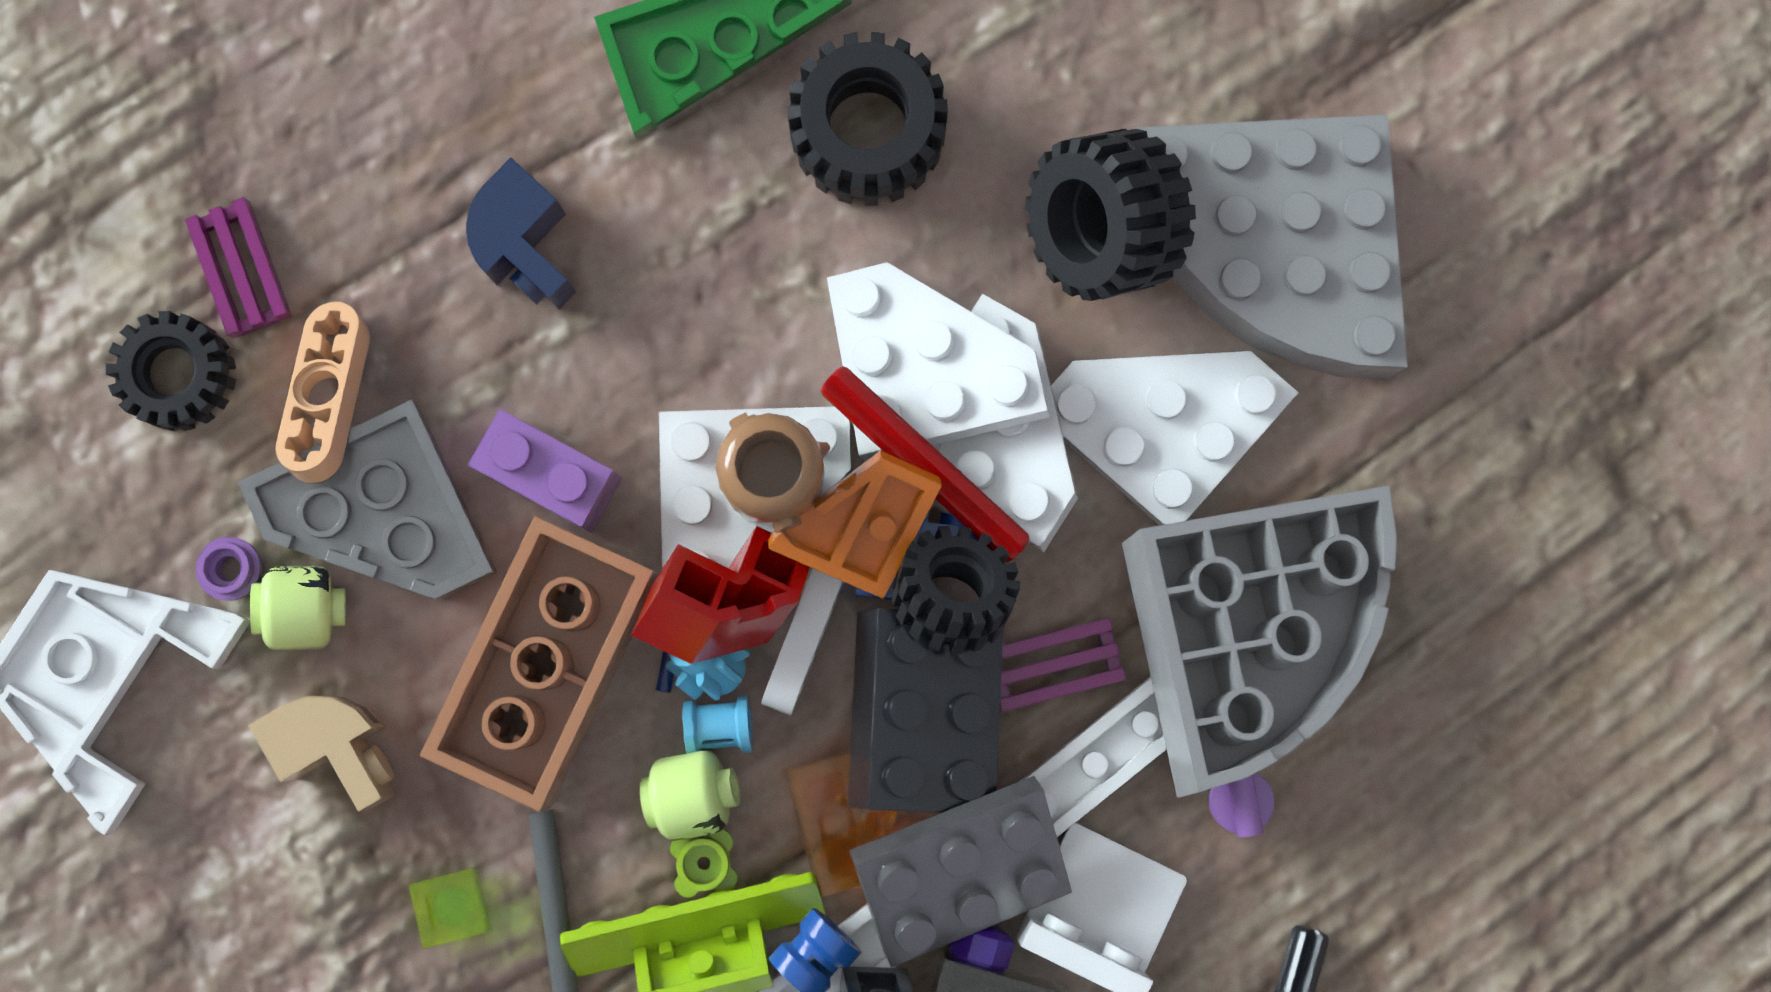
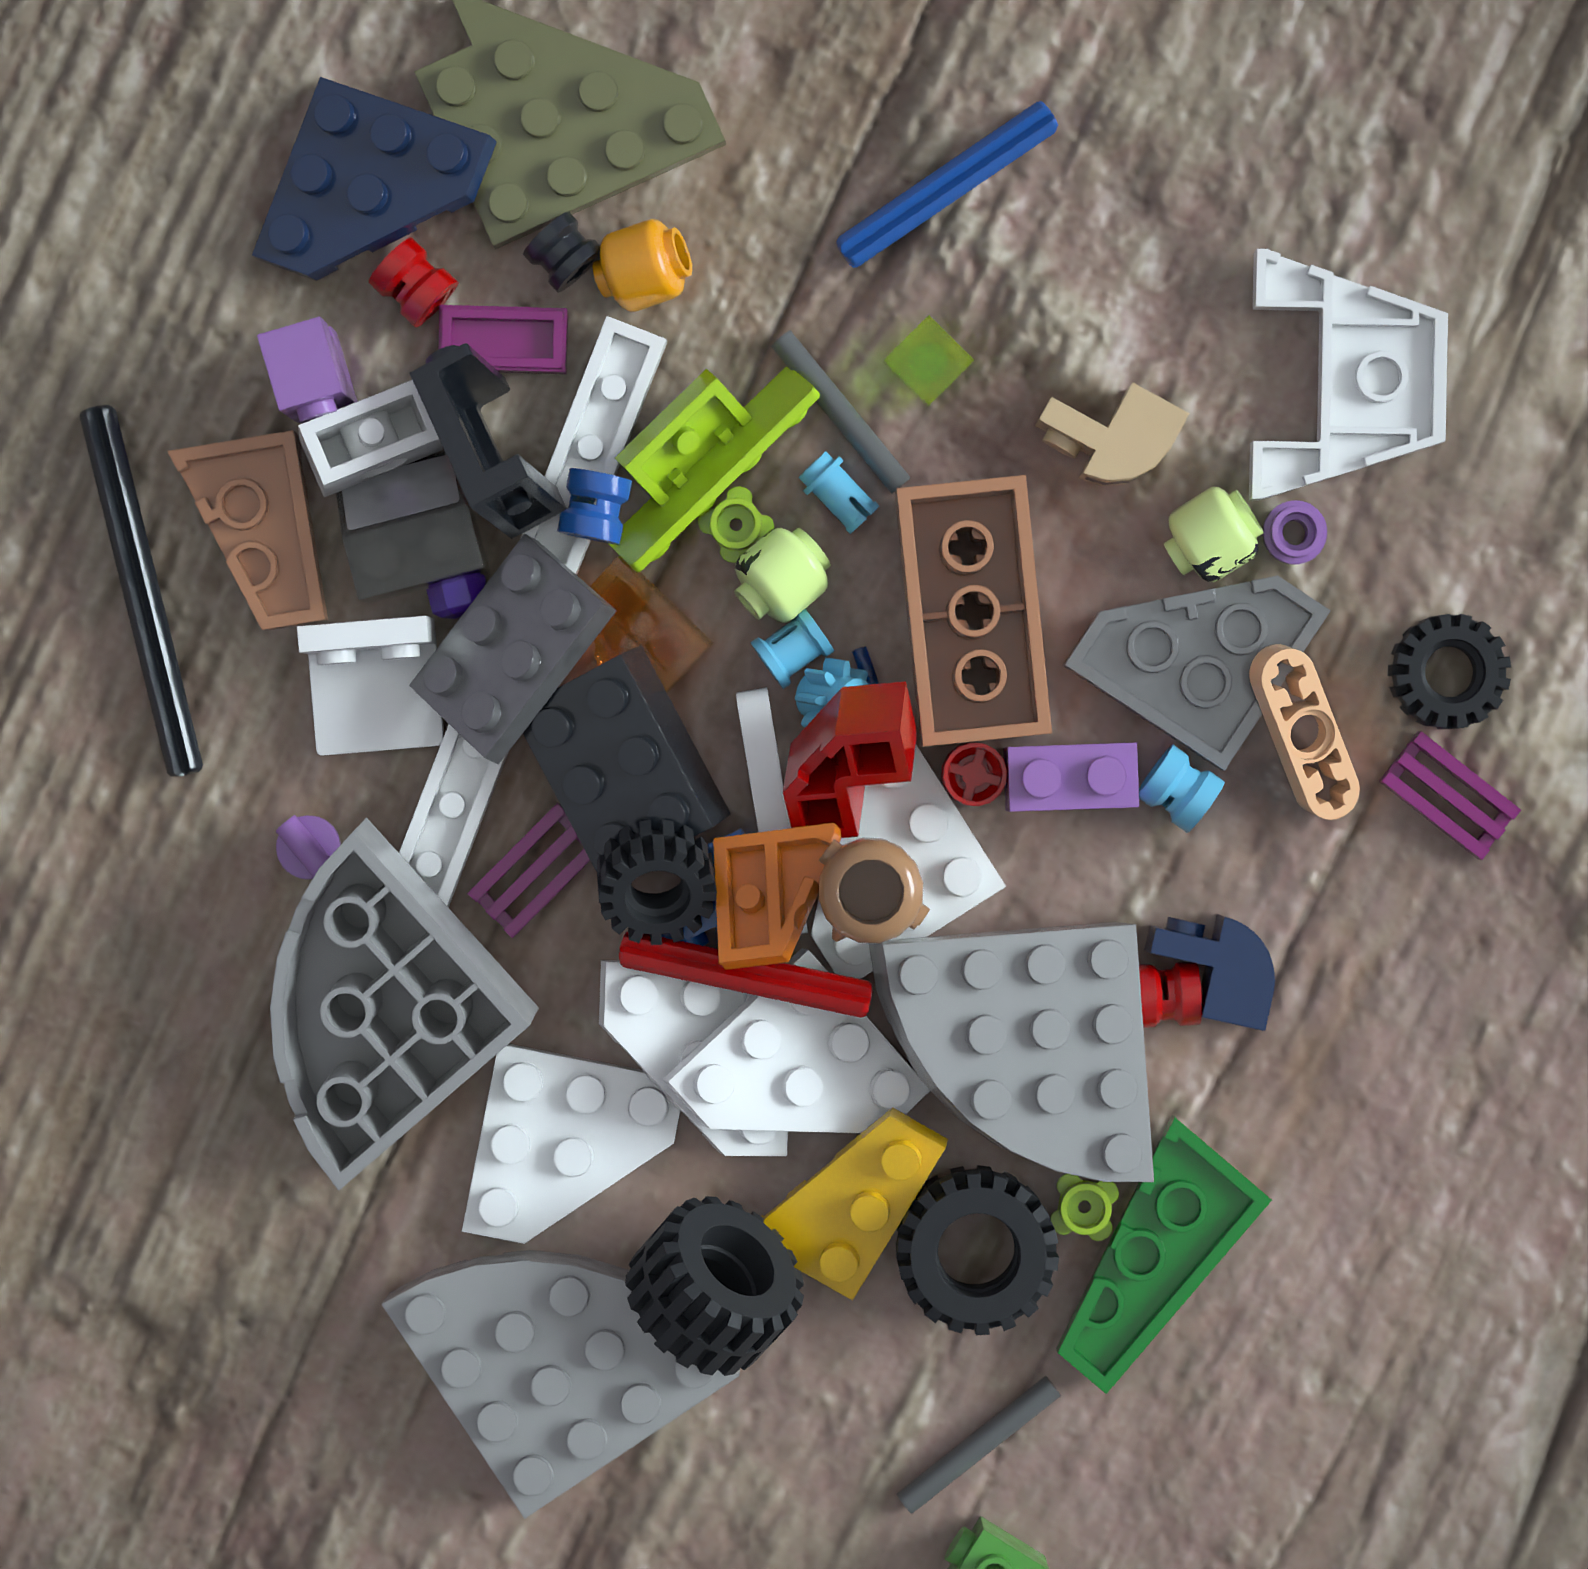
camera: 150 degrees right, 5 degrees up
(458, 405) = (1180, 788): none -> medium azure wheel
(578, 239) = (1180, 994): none -> red wheel
(597, 839) = (838, 491): none -> medium azure pin
(619, 516) = (982, 777): none -> red wheel
(713, 266) = (1030, 1040): none -> light grey brick
(751, 88) = (1091, 1223): none -> lime plate
(944, 219) = (856, 1201): none -> yellow wing

